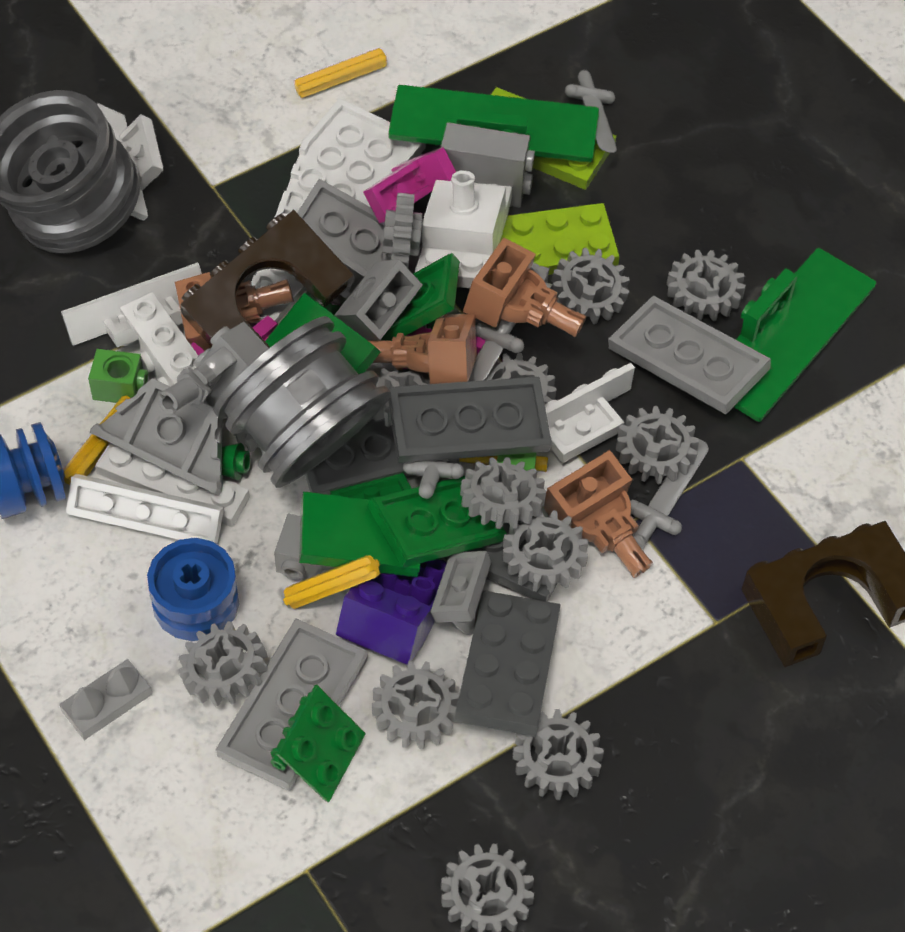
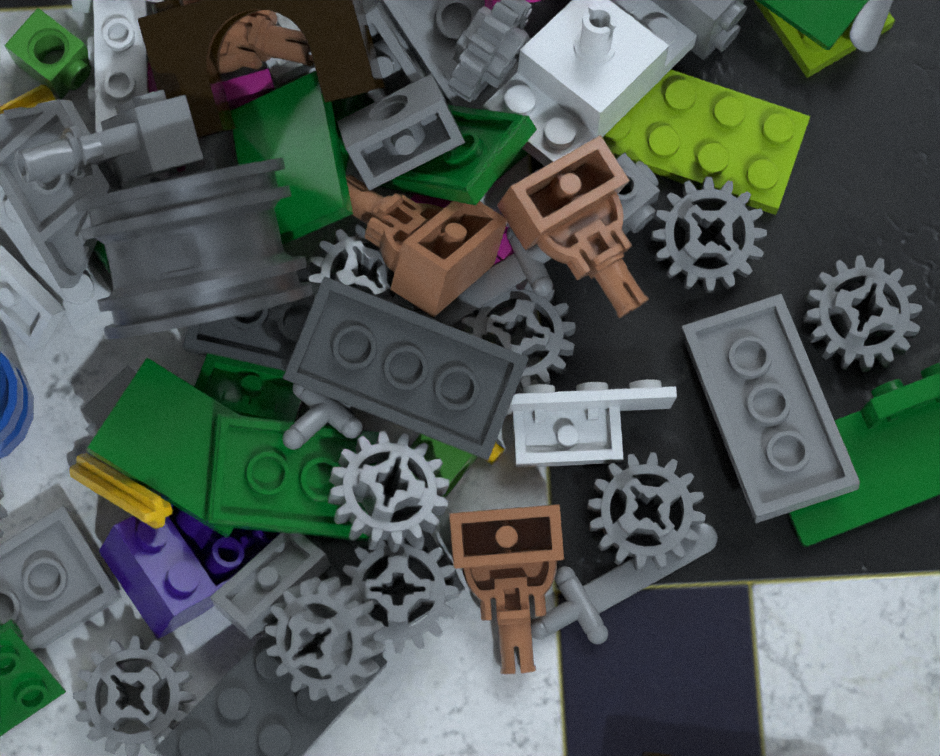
camera: 35 degrees right, 20 degrees up
(512, 606) = (346, 654): none -> light grey gear

